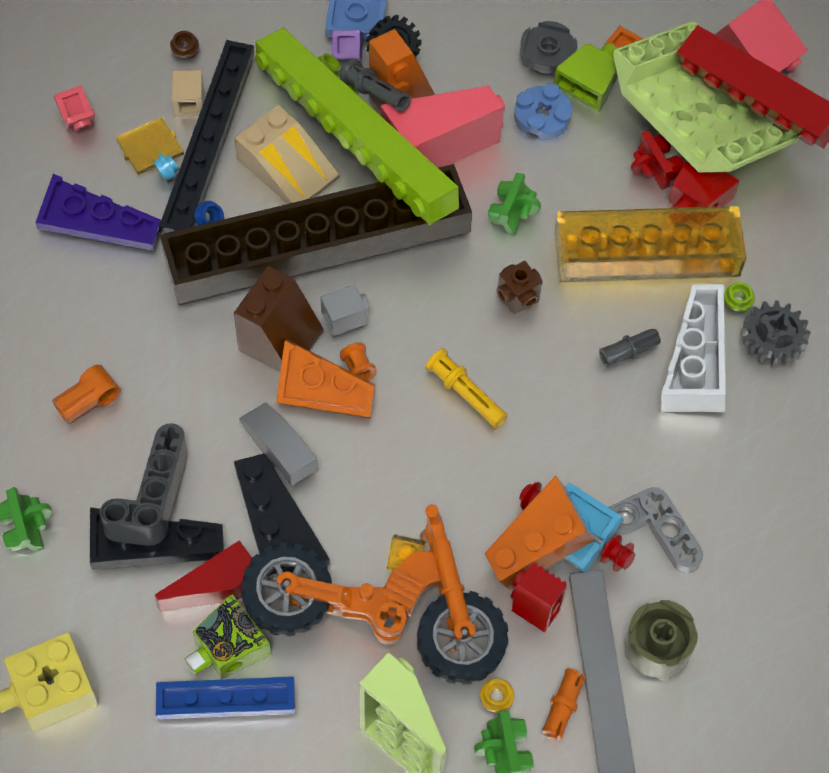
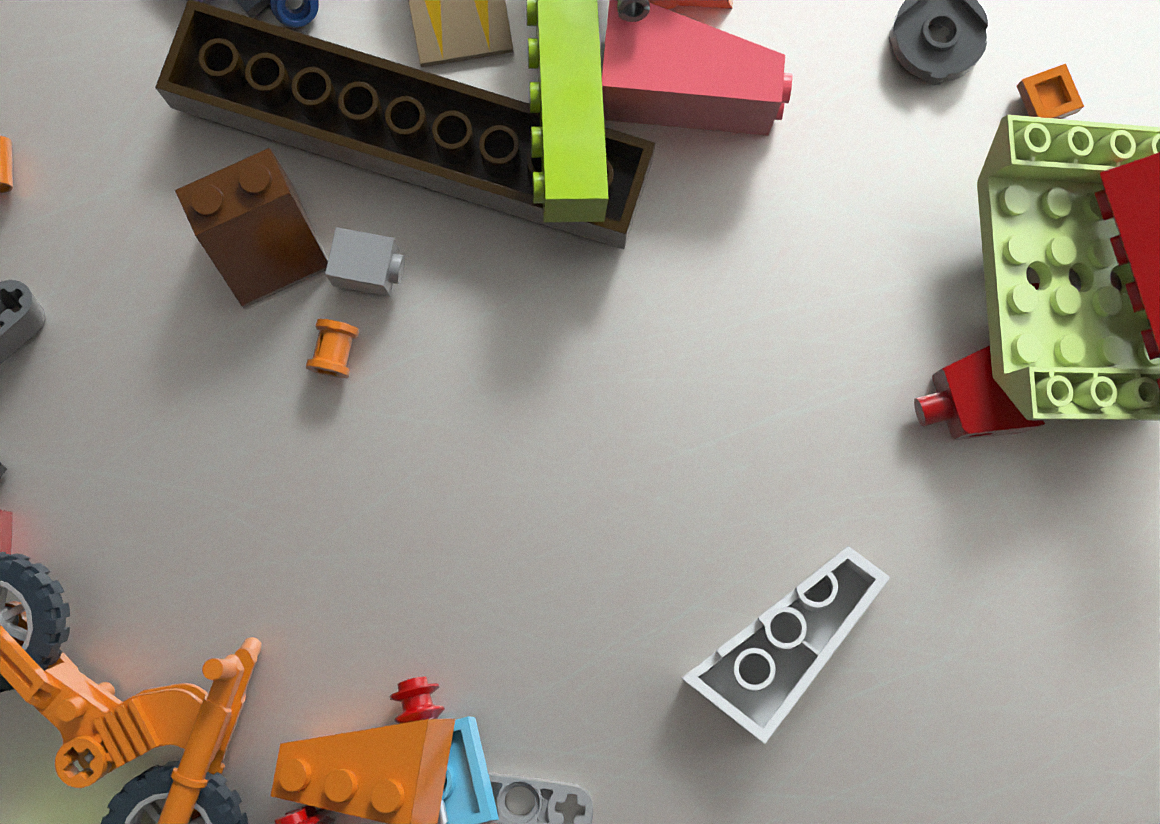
camera: 35 degrees right, 20 degrees up
(272, 509) = (80, 495): black wing -> none
(280, 443) = (151, 397): light grey slope -> none
(322, 385) = (259, 352): orange wing -> none
(401, 548) = (189, 658): clear yellow plate -> none
(456, 379) = (443, 457): yellow pin -> none
(518, 204) = (713, 251): bright green hips -> none
(519, 286) = (615, 398): reddish brown brick -> none
(543, 97) = (865, 102): medium blue plate -> none
(588, 75) = (962, 113): lime torso -> none
(629, 347) = (709, 564): dark grey axle -> none
(649, 244) = (847, 437): clear yellow brick -> none
(652, 162) = (955, 329): red hips -> none
(741, 290) = (929, 590): lime plate -> none
(789, 340) = (932, 700): dark grey gear -> none

